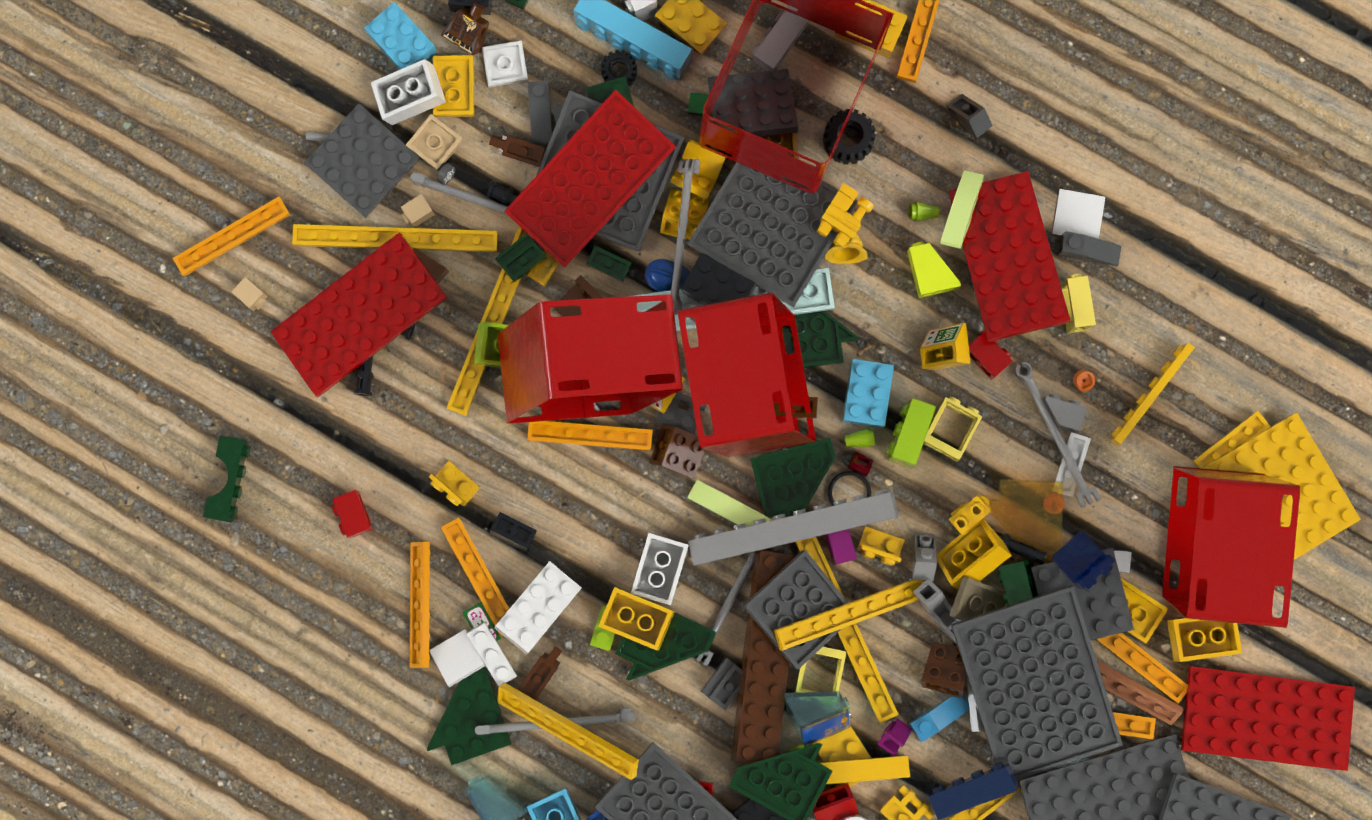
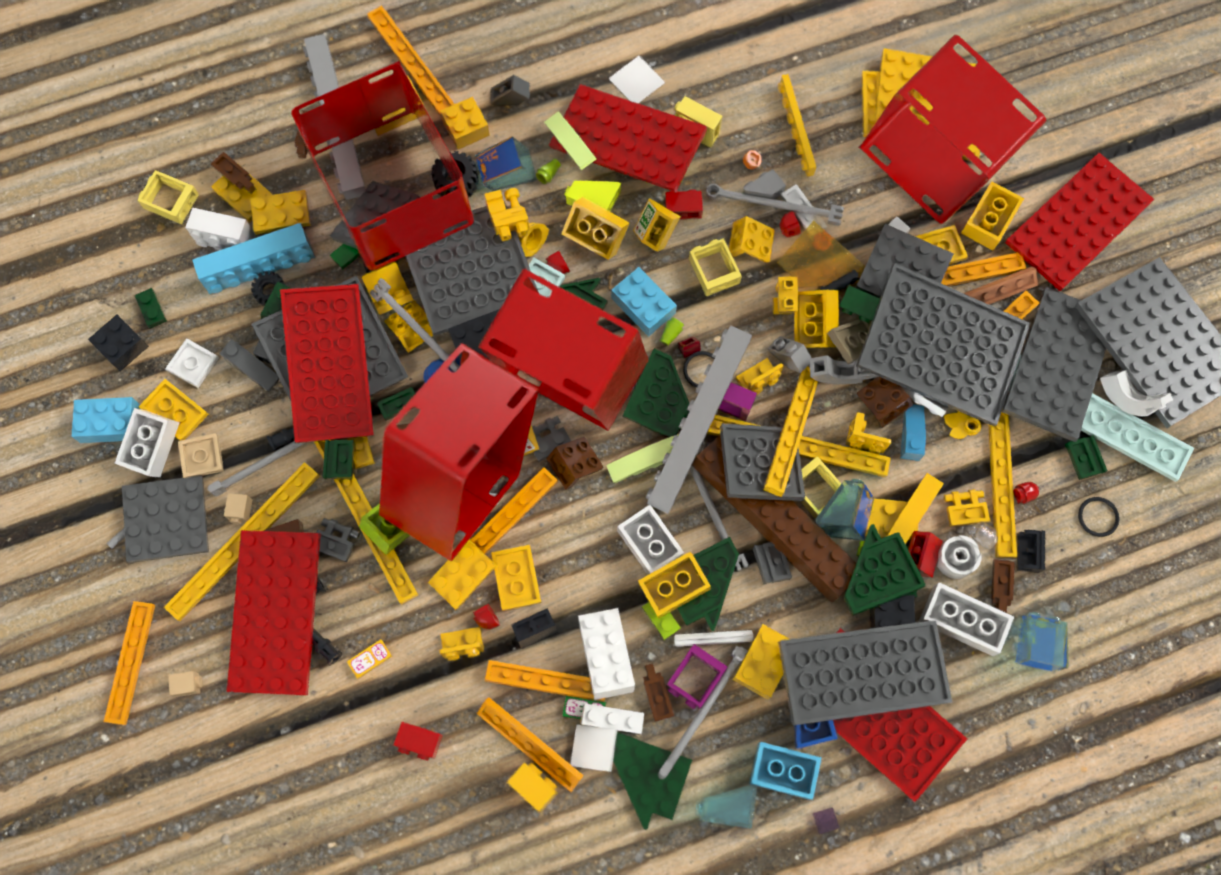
camera: 50 degrees left, 10 degrees down
(223, 504) = (324, 839): dark green arch -> none
(384, 421) = (369, 659): none -> tile
(386, 636) = (533, 787): none -> yellow brick
(446, 173) = (230, 465): dark grey tile -> none
(449, 313) = (334, 546): none -> dark grey plate
(468, 29) = (142, 365): reddish brown torso -> none
(491, 486) = (486, 618): none -> red piece
(509, 440) = (462, 575): none -> yellow plate
(519, 149) = (261, 400): reddish brown hinge -> none
(542, 483) = (516, 578): none -> yellow plate
(568, 731) = (719, 702): yellow plate -> none
(600, 695) = (708, 660): none -> magenta window
(623, 684) = (713, 638): none -> white axle
(637, 735) = (762, 663): none -> yellow brick
(842, 292) = (557, 262): none -> red piece
(894, 736) = (903, 471): magenta window -> none
(896, 171) = (505, 165): none -> slope
(898, 667) = (859, 440): none -> yellow bracket
(899, 298) = (595, 228): none -> yellow brick
(906, 102) = (465, 123): none -> yellow brick
(910, 433) = (696, 293): lime brick -> none
(973, 791) = (987, 447): dark blue brick -> none
(978, 752) = (959, 425): none -> yellow plate
(1004, 440) = (751, 238): none -> yellow bracket
(1046, 462) = (789, 225): none -> red piece
(1083, 561) = (881, 246): clear blue bracket -> none
(1088, 249) = (664, 89): dark grey slope -> none

